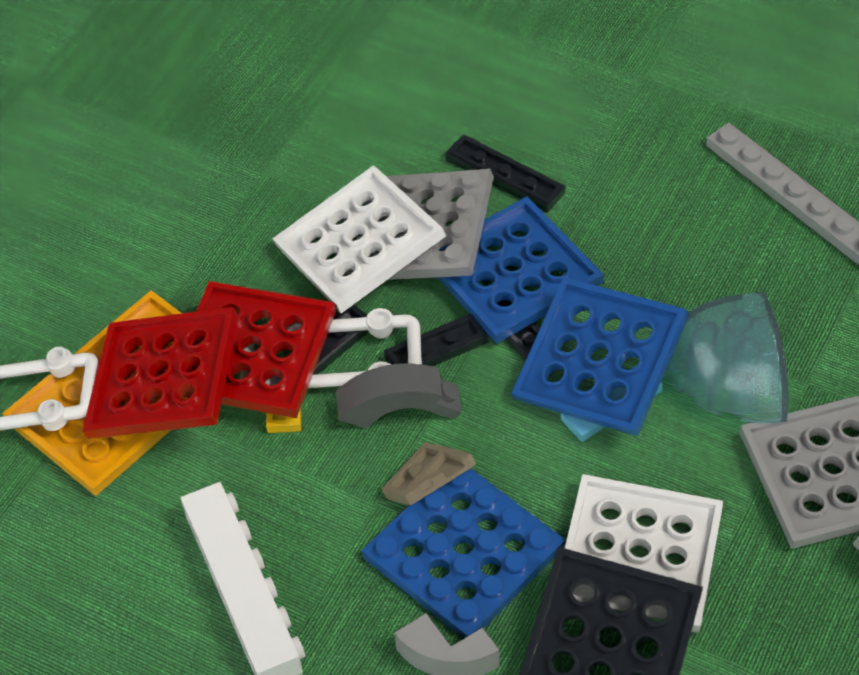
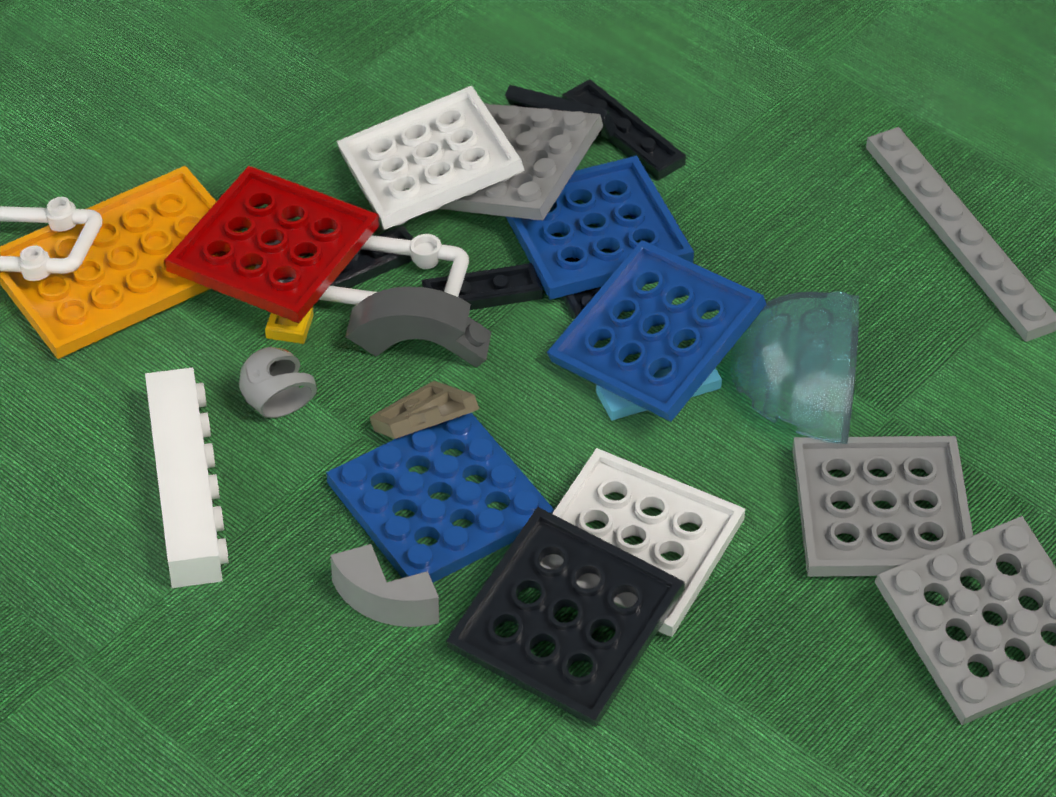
camera: 10 degrees right, 5 degrees down
(170, 411) = (164, 243): red piece -> none
(288, 479) = (272, 382): none -> light grey helmet
(418, 165) = (532, 99): none -> black tile

